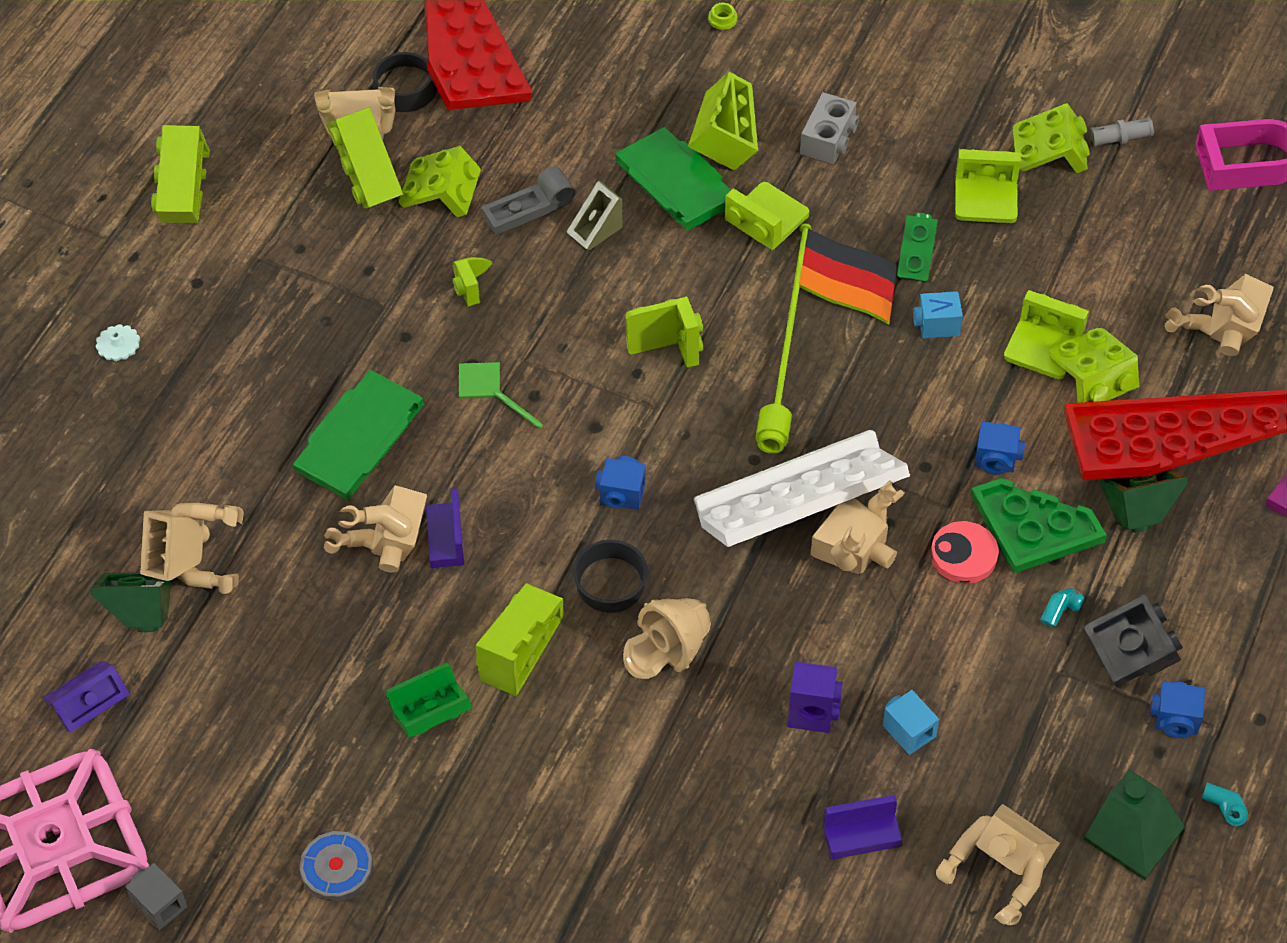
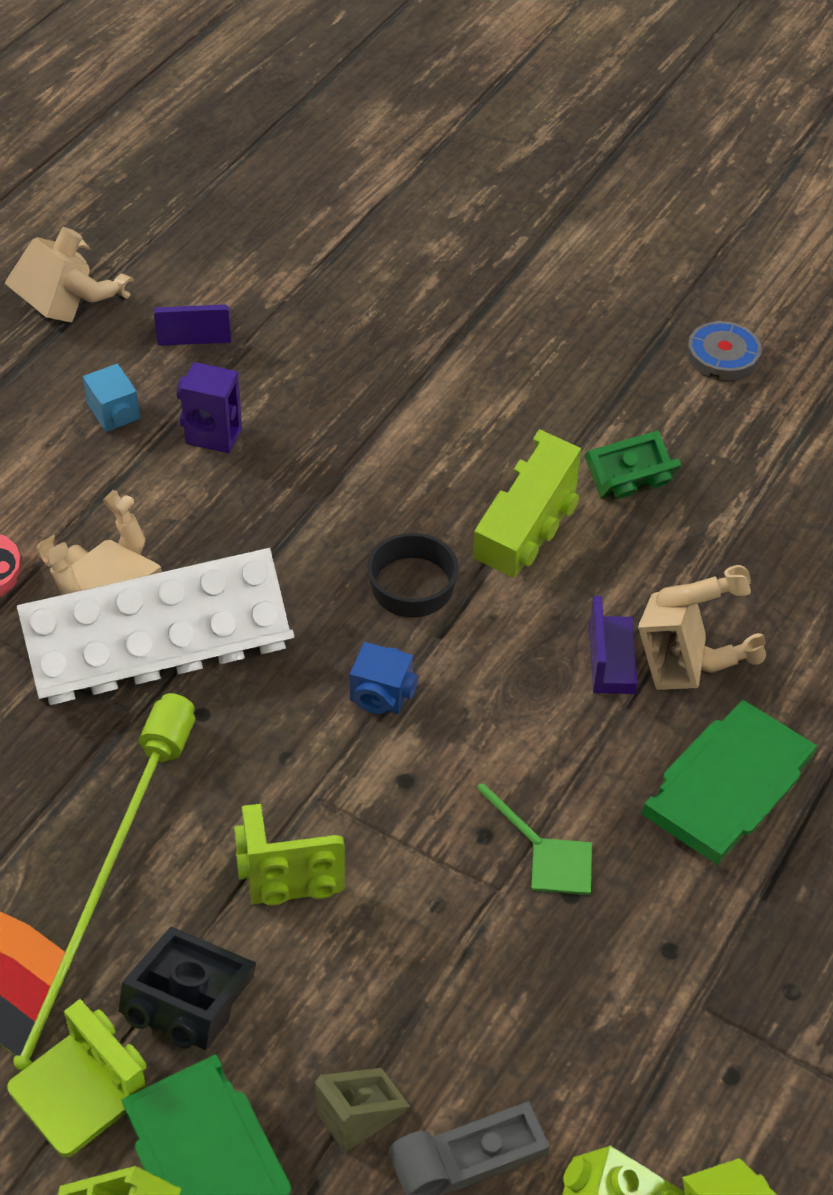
camera: 175 degrees left, 5 degrees down
(465, 277) = (579, 1010): lime plate -> none
(670, 636) = (349, 483): tan head -> none
(715, 266) = (185, 988): none -> black plate

